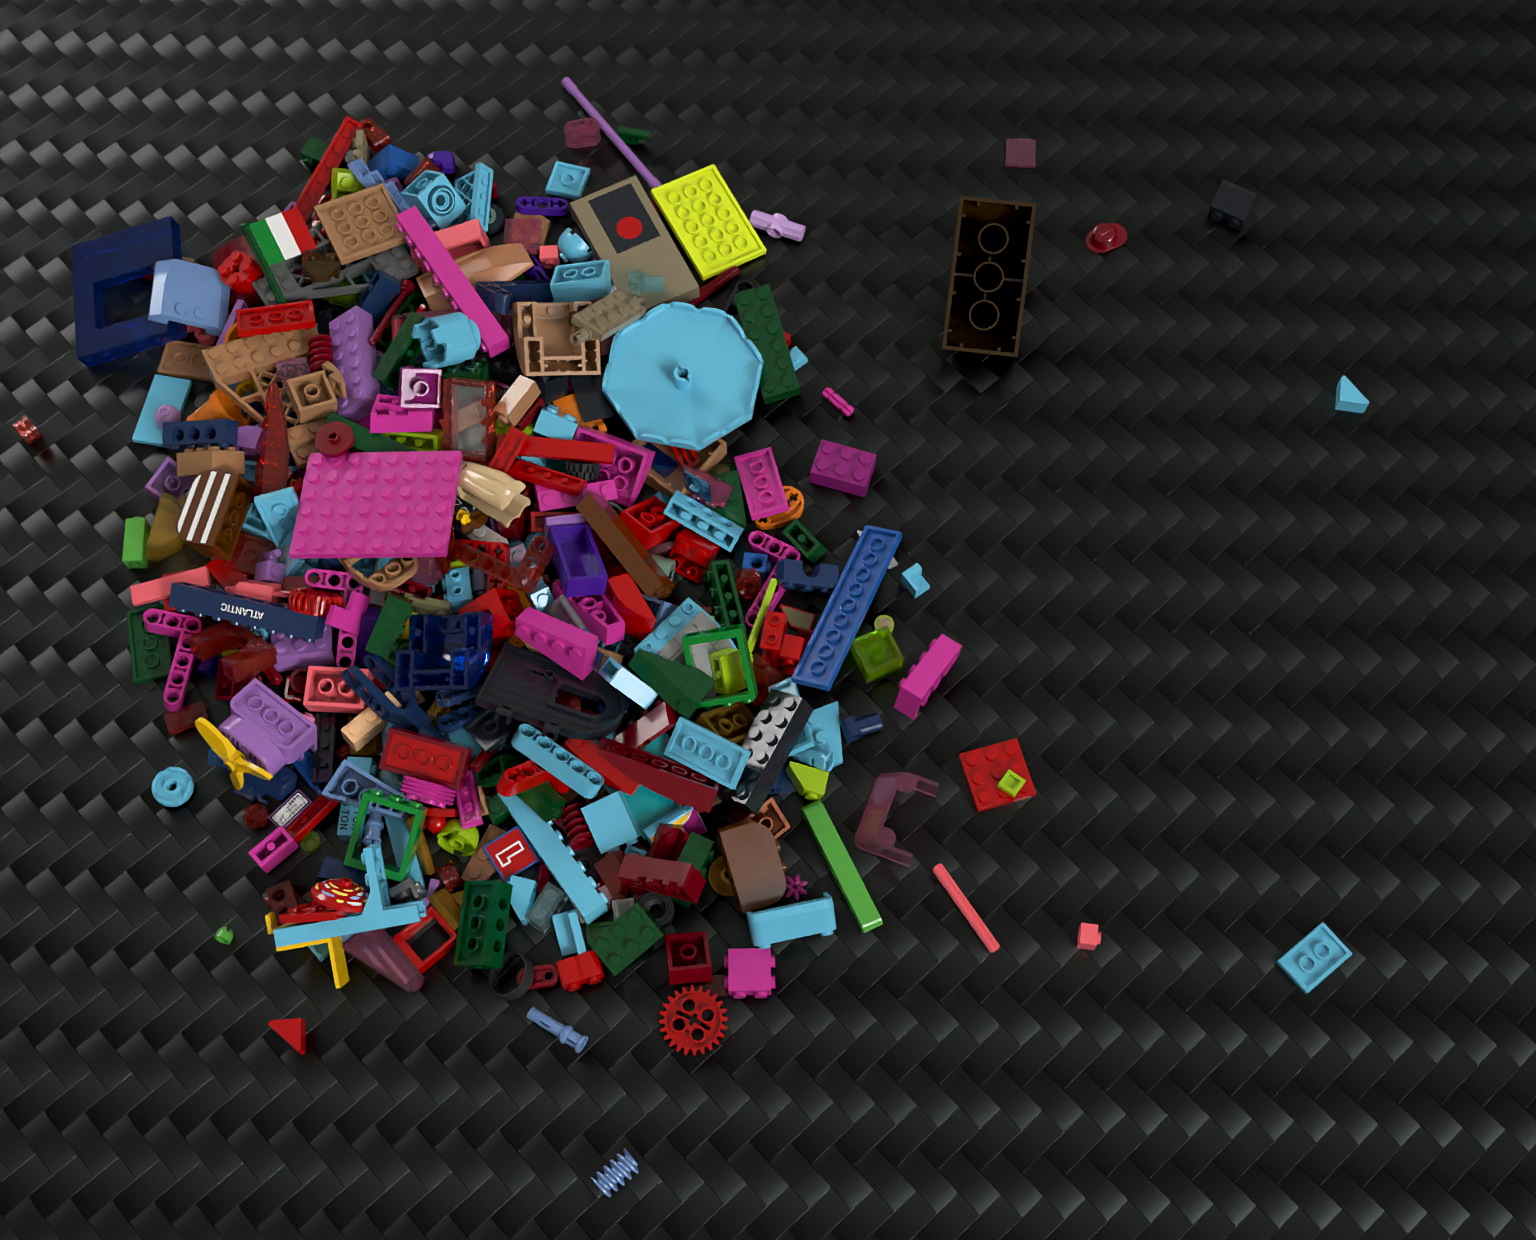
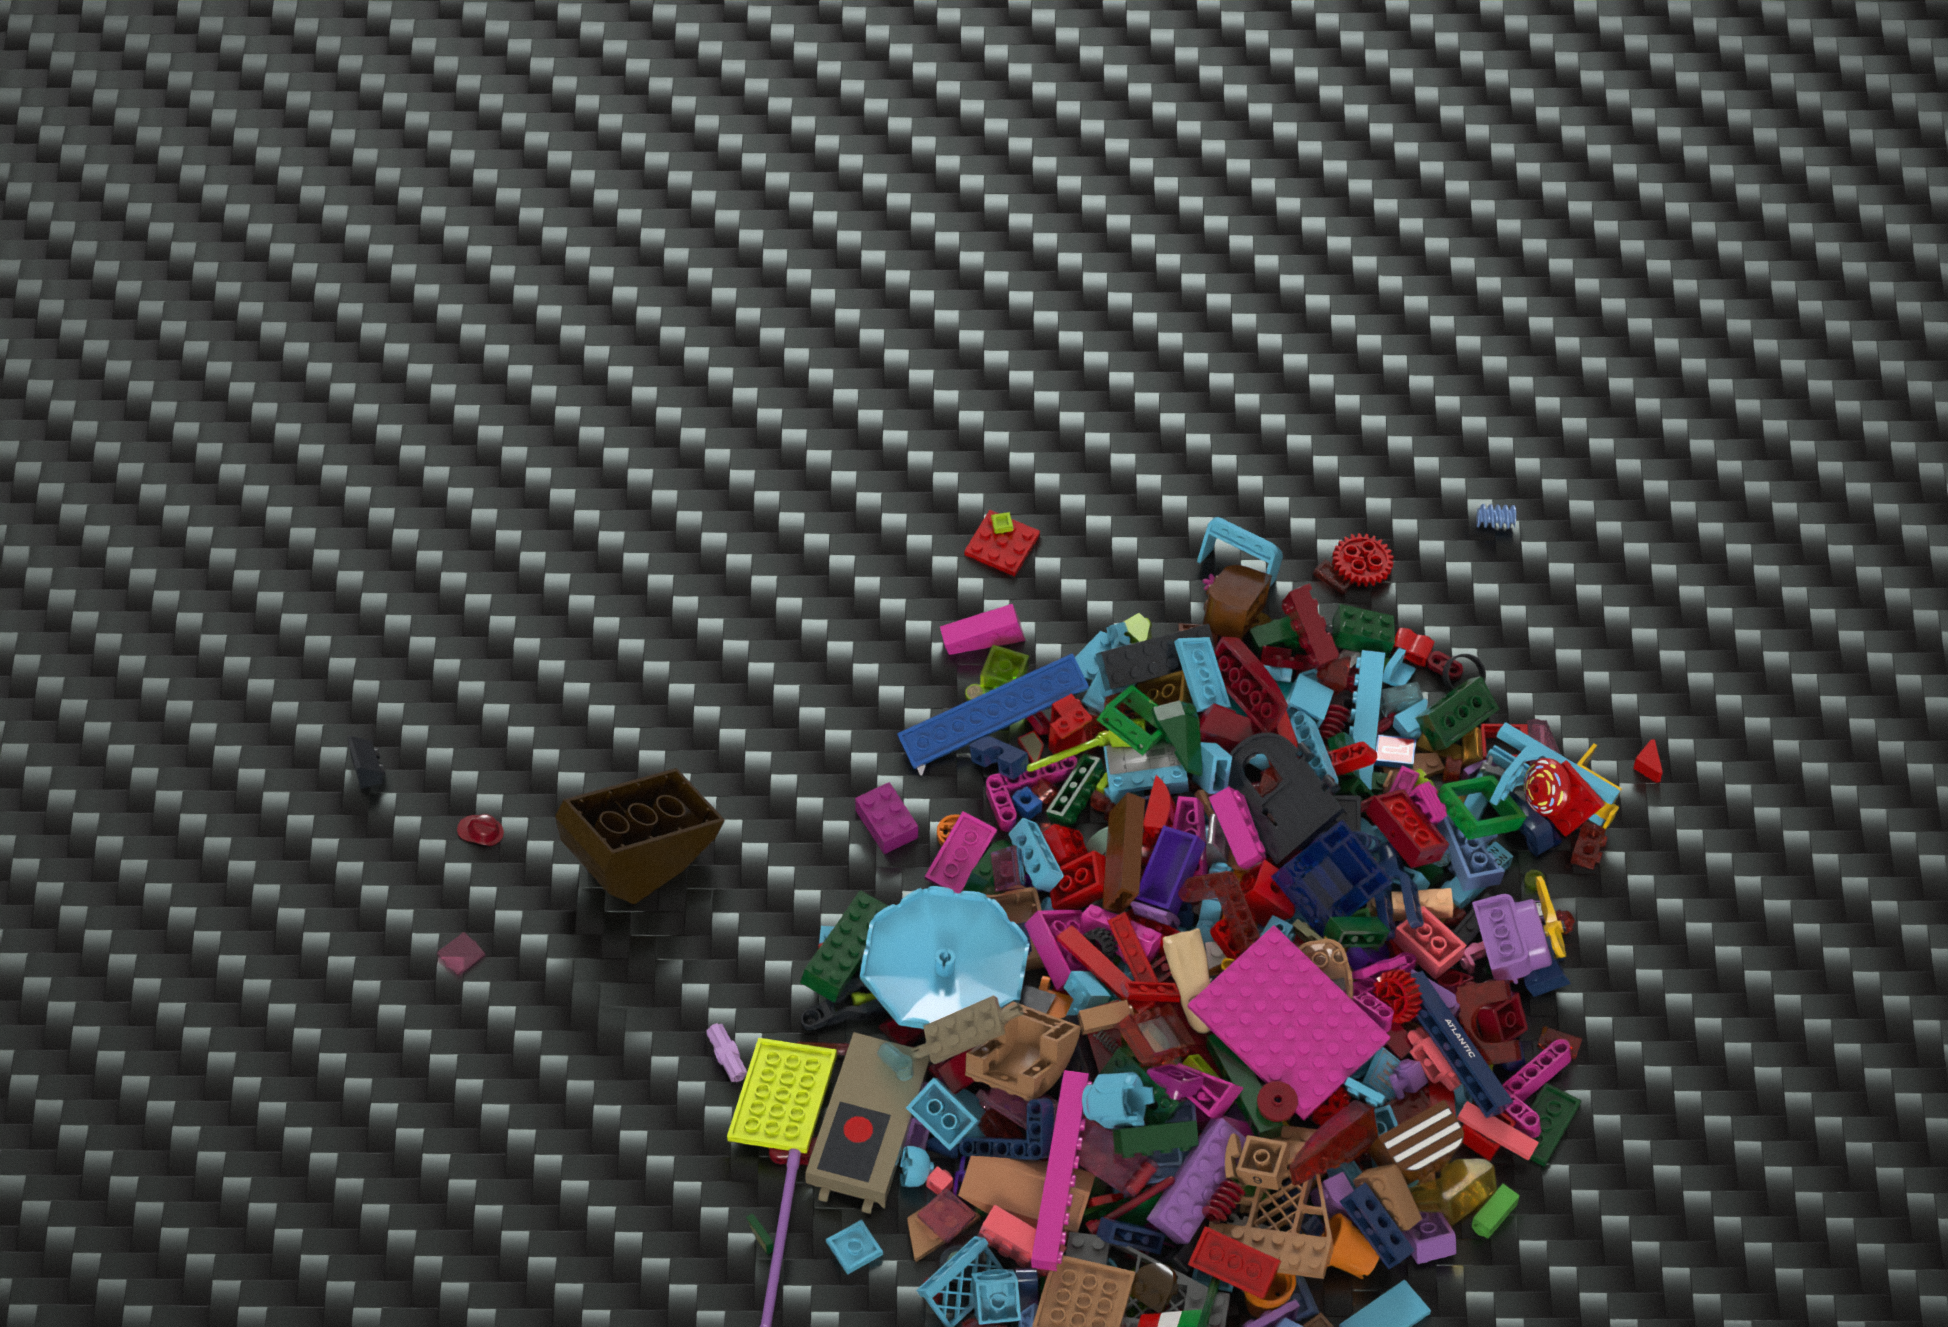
camera: 140 degrees left, 10 degrees down
(165, 780) = (1609, 987): medium azure plate -> none
(167, 413) = (1386, 1301): lavender brick -> none
(224, 936) = (1648, 862): bright green hinge -> none
(273, 849) = (1568, 884): dark pink brick -> none
(291, 369) = (1257, 1205): clear pink piece -> none
(310, 818) = (1516, 889): red tile -> none
(558, 208) = (905, 1242): dark purple beam -> none
(564, 1033) = (1457, 619): medium blue pin -> none
(582, 133) = (801, 1273): clear pink brick -> none
(688, 957) = (1333, 588): dark red brick -> none
(749, 972) = (1300, 555): dark pink brick -> none
(804, 541) = (973, 786): dark green brick -> none
(837, 401) = (833, 874): dark pink axle -> none
(841, 866) = (1169, 570): bright green beam -> none
(855, 728) = (1068, 643): dark blue piece -> none
(871, 833) = (1105, 579): clear pink windscreen -> none
(914, 580) = (920, 703): medium azure panel -> none
(966, 908) = (1111, 486): coral axle -> none
(1088, 936) = (1050, 408): coral plate -> none
(1314, 958) = (918, 292): medium azure tile -> none
(1349, 397) = (462, 568): medium azure slope -> none

